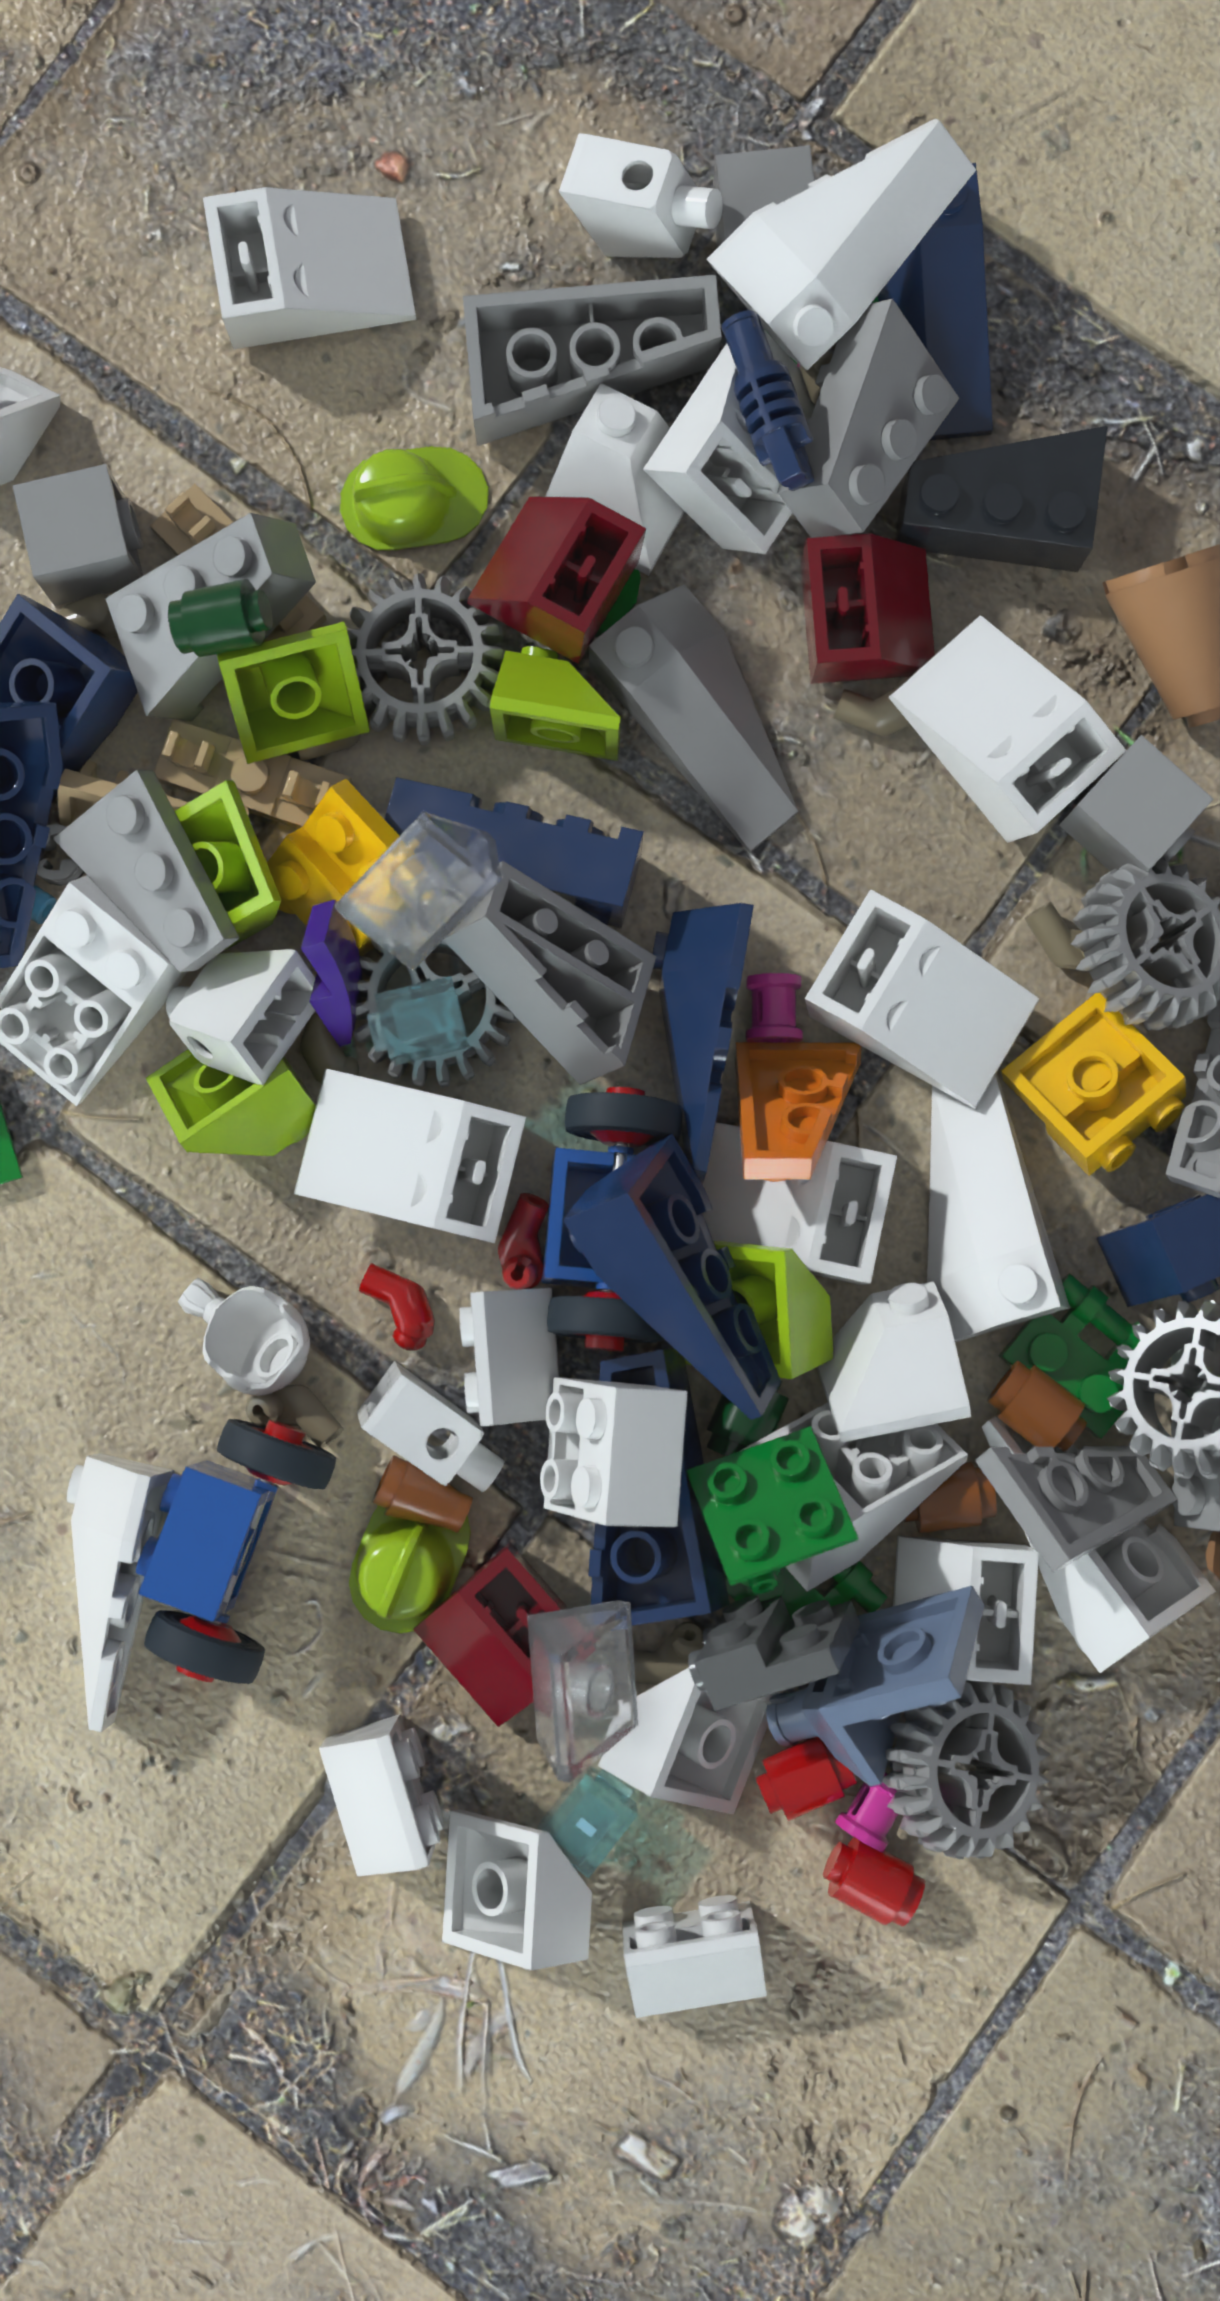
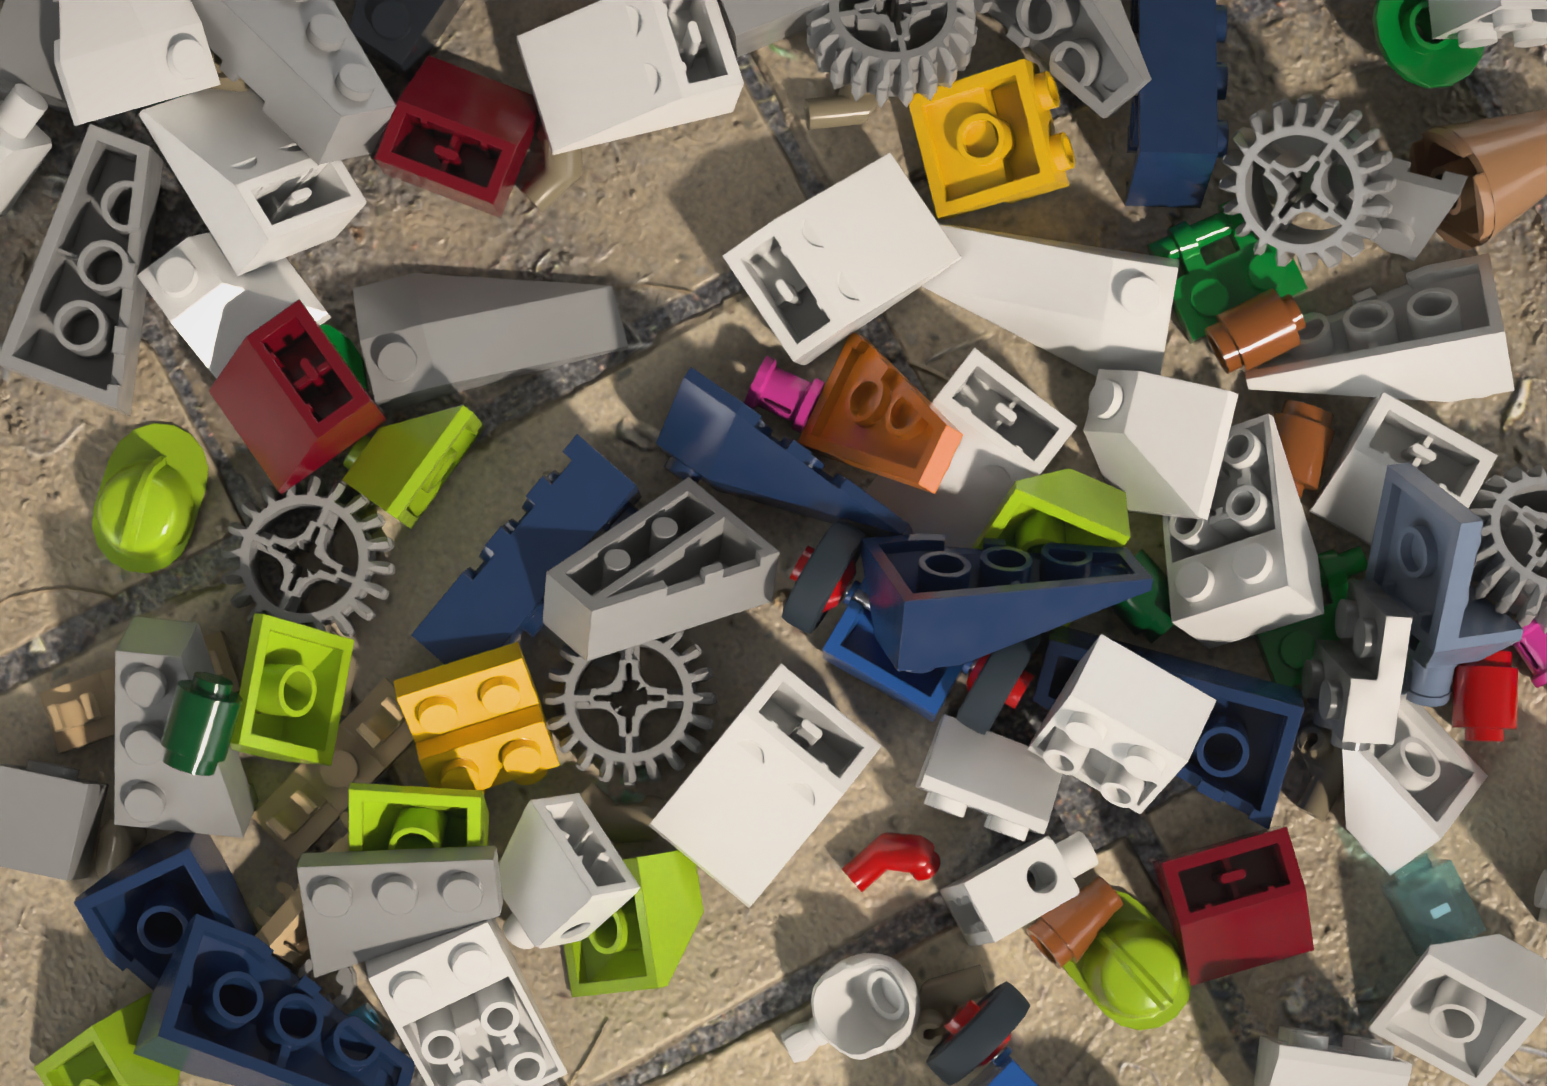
camera: 60 degrees left, 0 degrees up
(336, 960) = (561, 770): dark purple slope -> none
(418, 1021) = (649, 718): clear light blue brick -> none
(423, 887) = (538, 654): clear slope -> none
(520, 1246) = (888, 725): red arm -> none
(582, 1683) = (1313, 852): clear slope -> none
(768, 402) = (238, 133): dark blue hinge -> none
(771, 1508) = (1237, 609): green hinge -> none
(1077, 1498) = (1353, 335): light grey wing -> none

